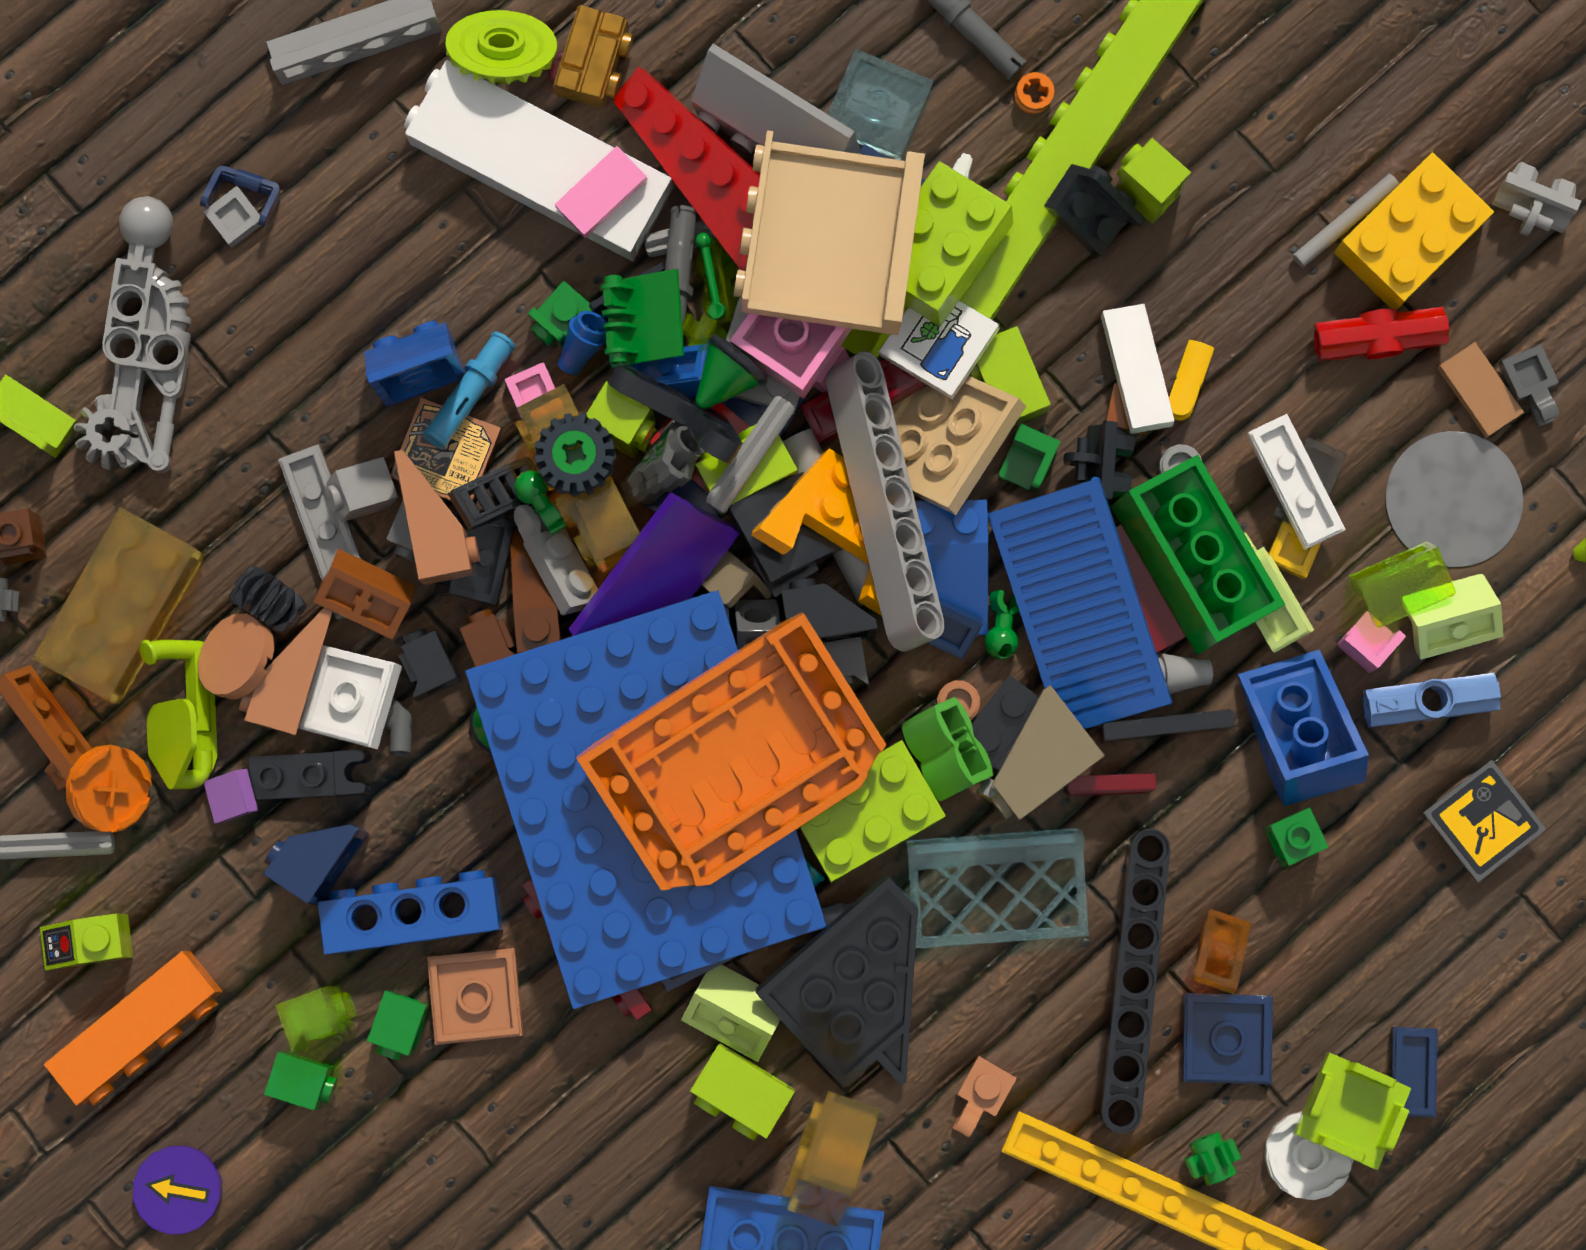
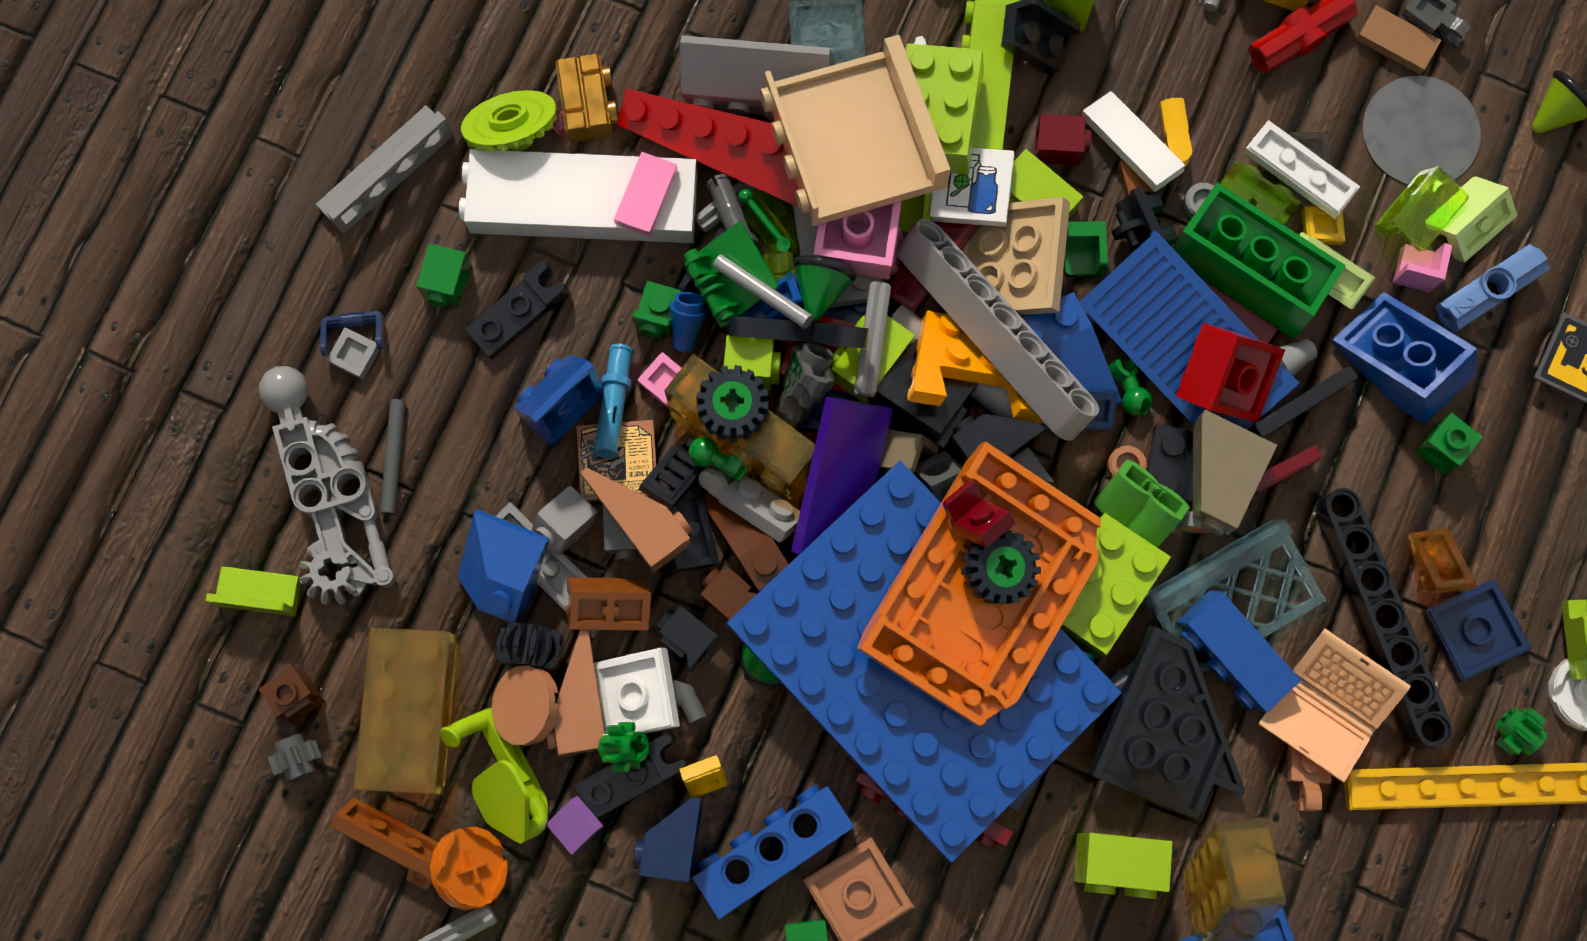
camera: 30 degrees left, 5 degrees down
(224, 342) = (392, 457): none -> dark grey bar
(277, 506) = (501, 565): none -> blue slope
(310, 743) = (623, 747): none -> green gear
(359, 179) = (443, 276): none -> green brick
(378, 810) = (704, 777): none -> yellow tile
(417, 250) = (517, 310): none -> black plate
(664, 352) = (762, 291): none -> light grey bar
(732, 1012) = (1077, 802): yellowish green panel -> none
(755, 682) = (975, 517): none -> dark red bracket
(758, 729) = (986, 569): none -> black wheel
(965, 942) = (1237, 652): none -> blue brick
(1034, 1041) = (1334, 705): none -> light nougat piece
(1063, 332) = (1061, 139): none -> dark red brick
(1101, 660) = (1230, 373): none -> red slope
(1233, 471) = (1272, 199): none -> clear neon green hinge

